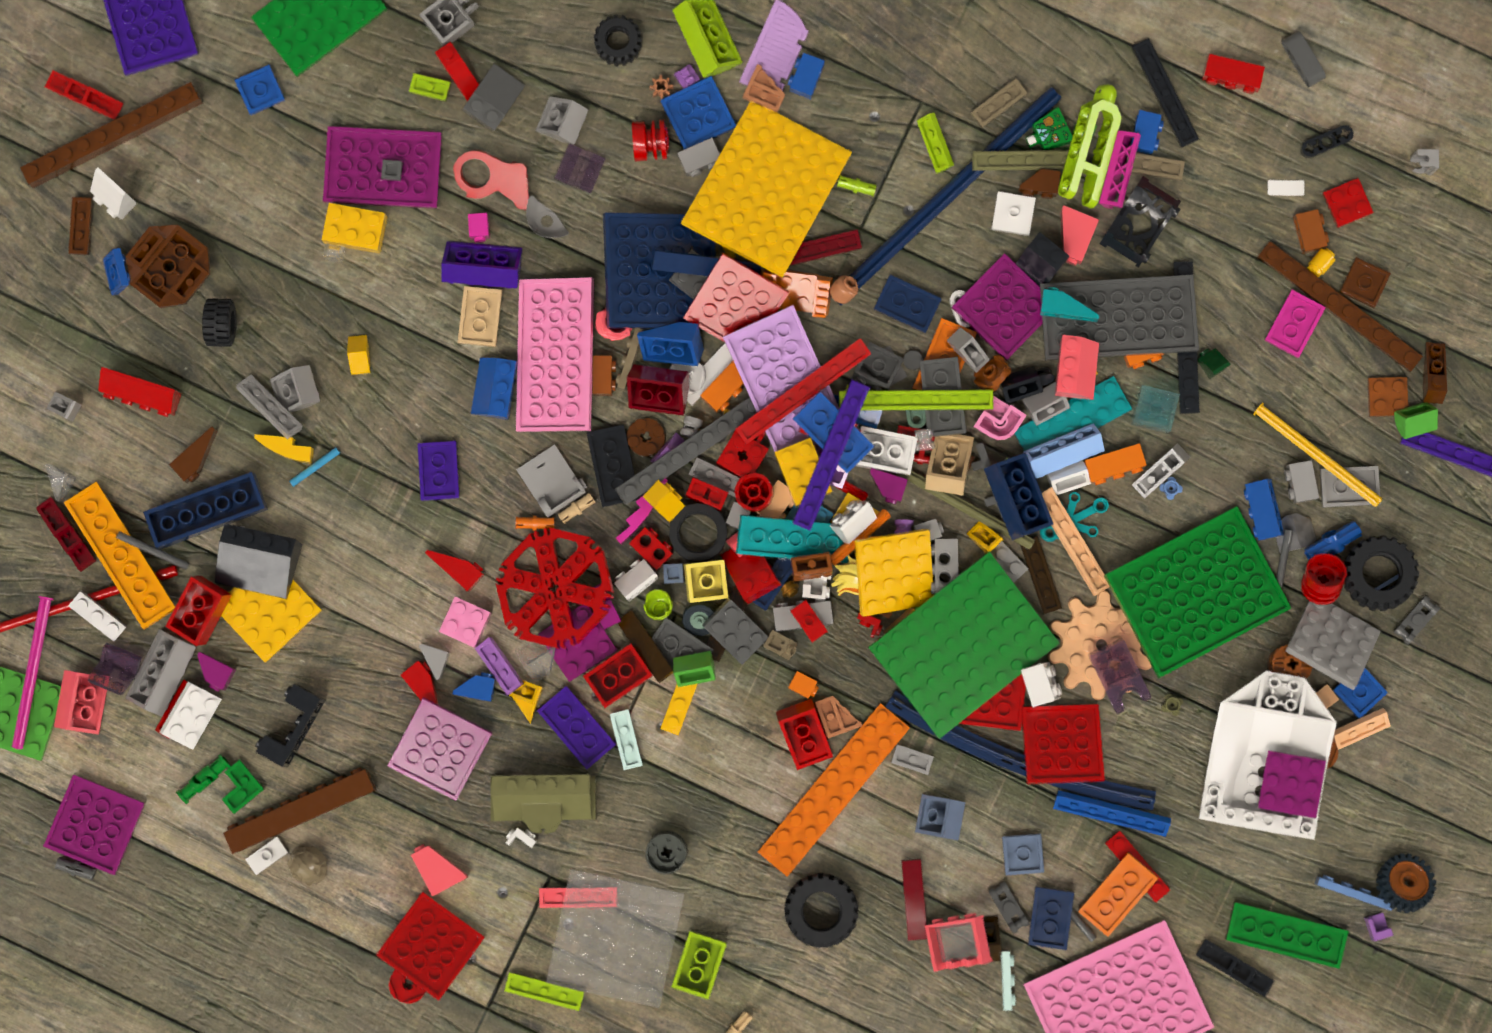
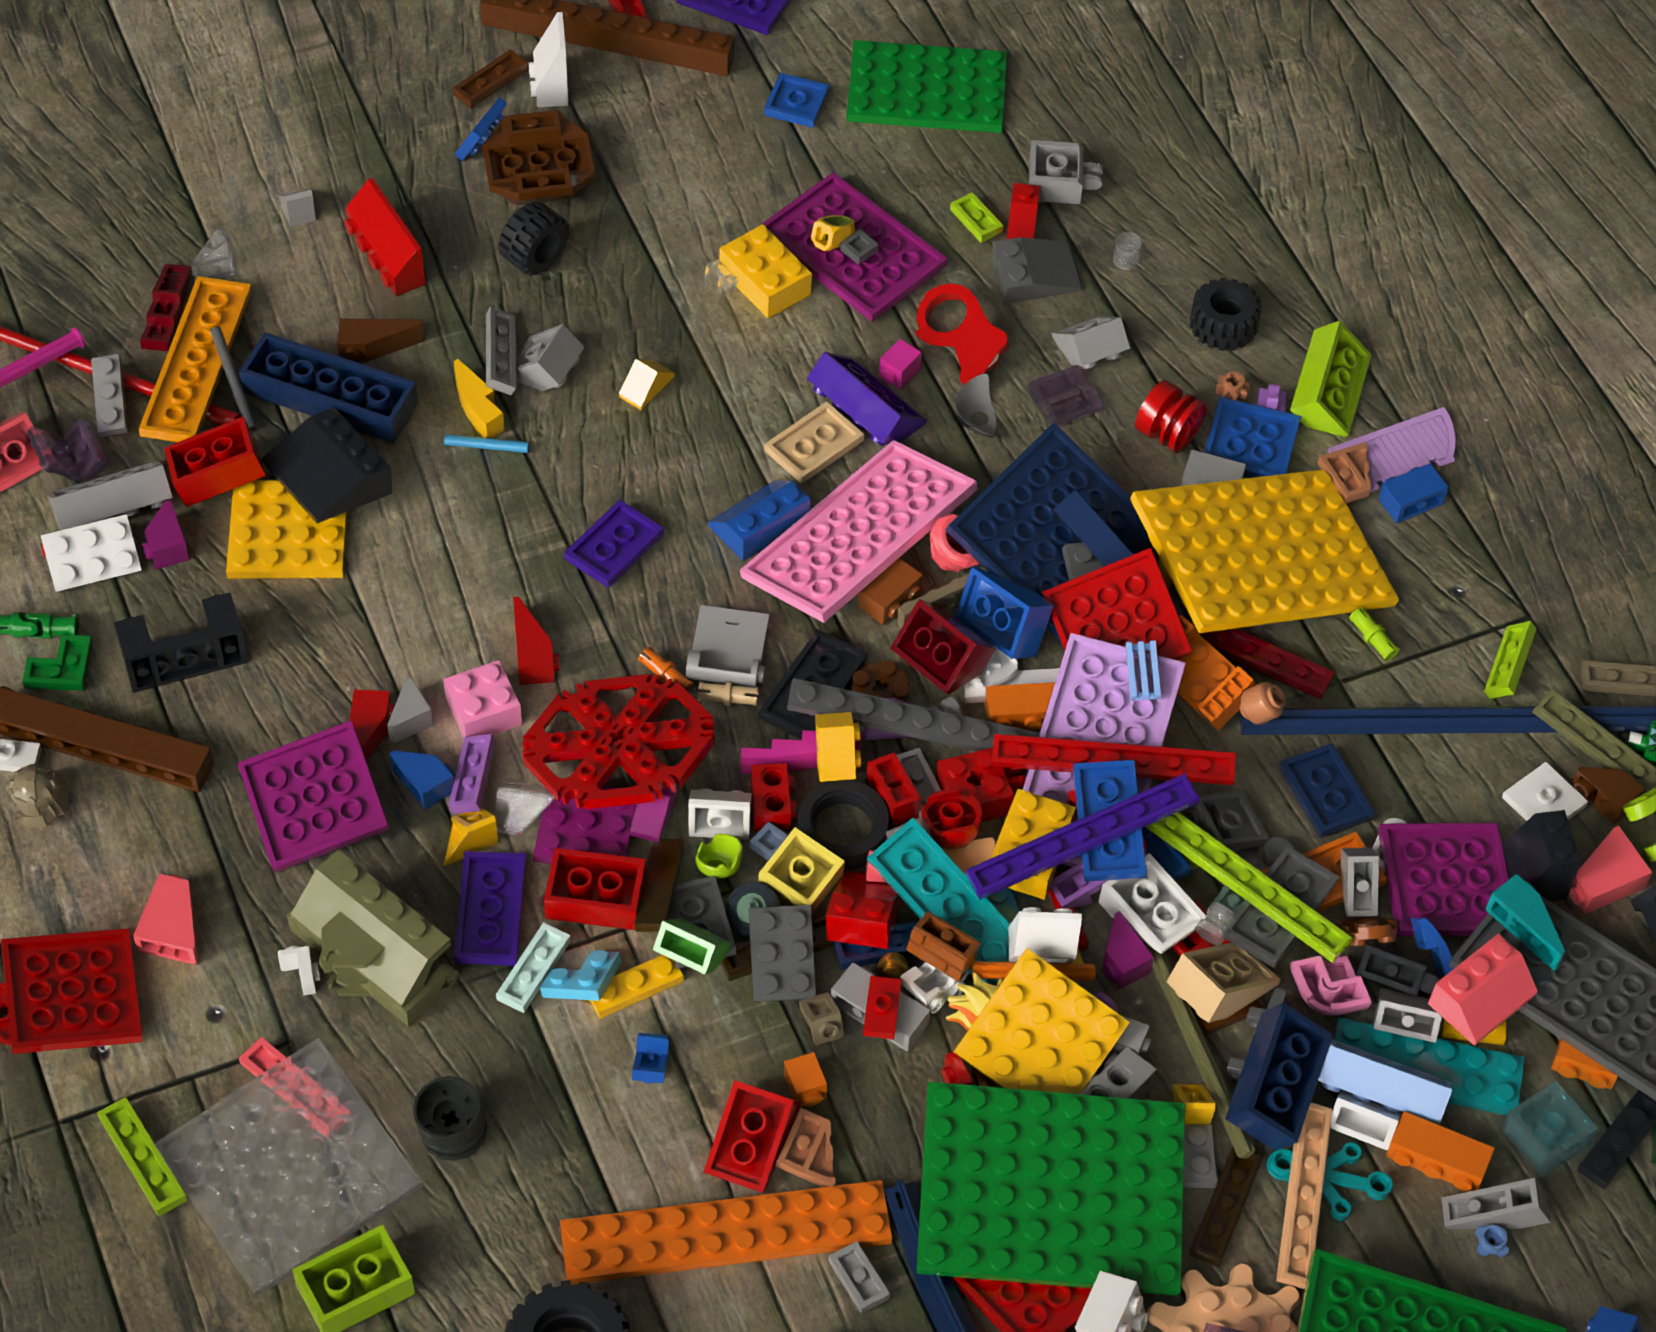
camera: 35 degrees right, 30 degrees down
(370, 174) = (831, 231): none -> yellow rock
(529, 36) = (1127, 250): none -> clear wheel
(659, 727) = (586, 983): none -> medium azure plate
(724, 738) = (651, 1058): none -> blue bracket
(788, 340) = (1140, 647): none -> light blue tile
(1028, 355) = (1429, 938): none -> blue slope

